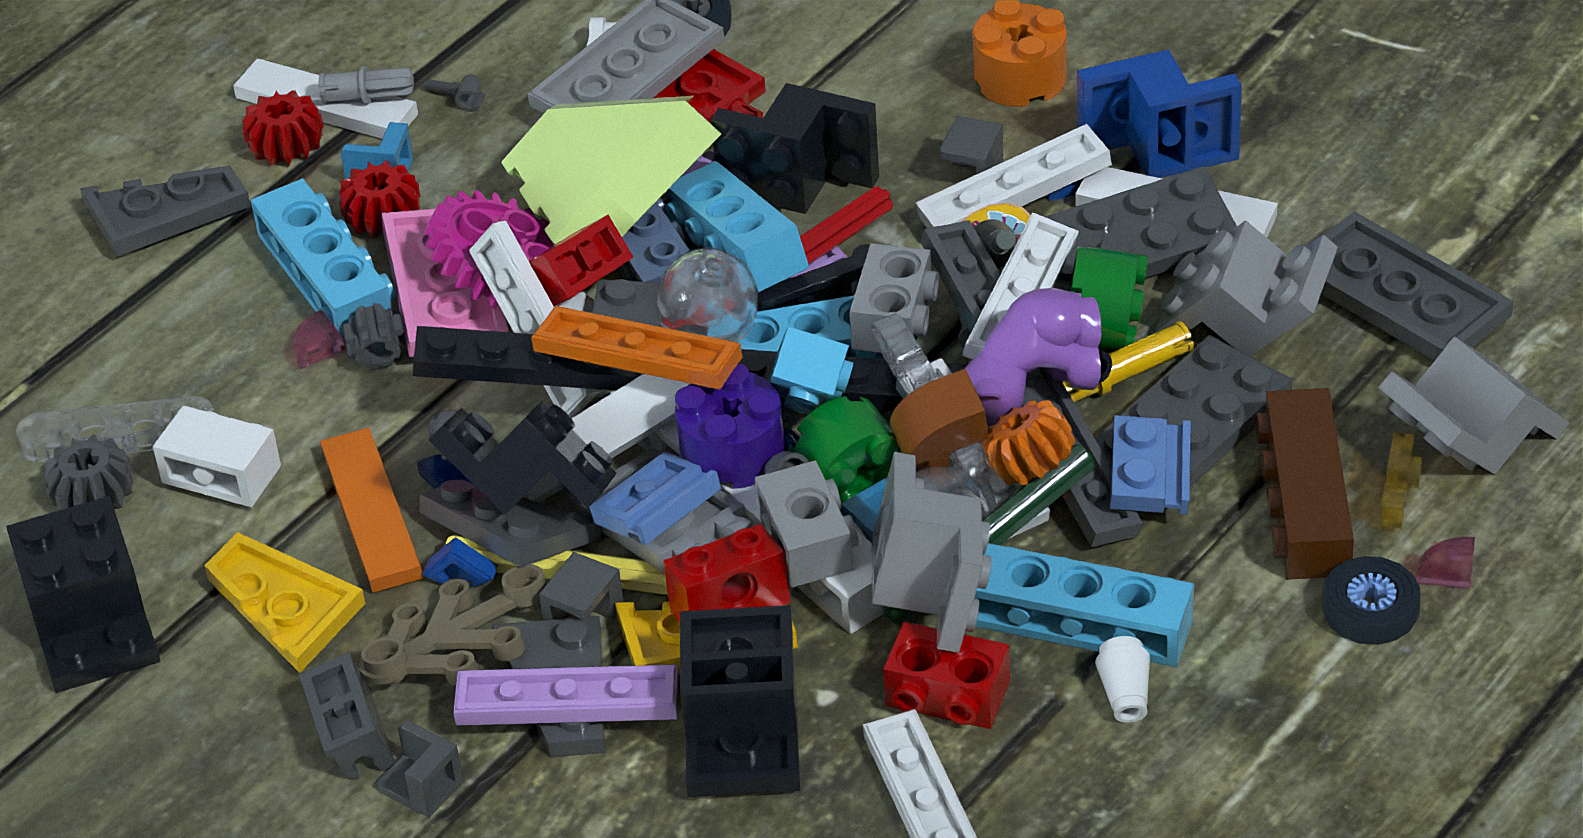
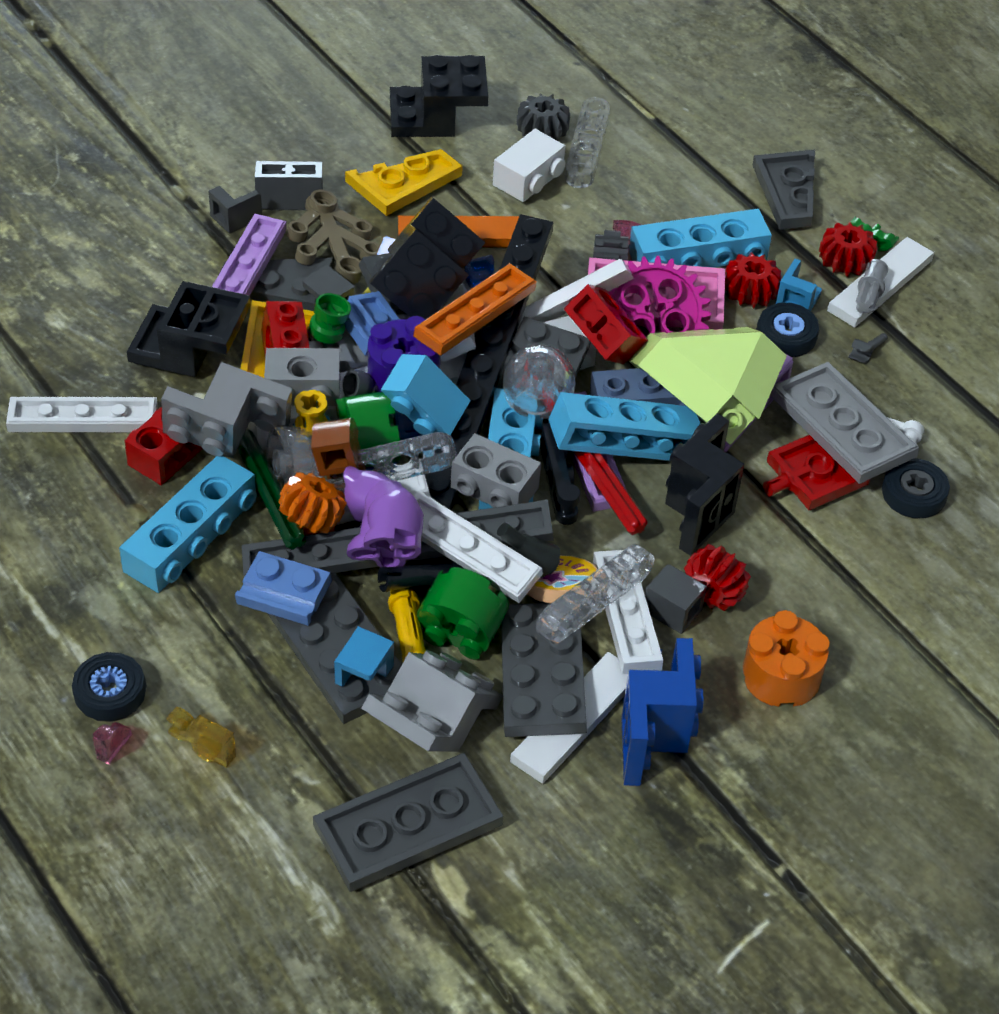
camera: 100 degrees right, 5 degrees up
(231, 130) = (884, 240): none -> green piece
(445, 177) = (801, 322): none -> black bush
(684, 518) = (329, 318): none -> green wheel
(867, 485) = (307, 410): none -> yellow bush
(930, 114) = (721, 574): none -> red gear
(1077, 199) = (594, 593): none -> clear beam
(1125, 676) = (112, 527): white cone -> none
(1232, 349) = (364, 657): none -> dark azure panel
(1306, 481) = (230, 682): reddish brown brick -> none
(1471, 407) = (238, 799): light grey bracket -> none

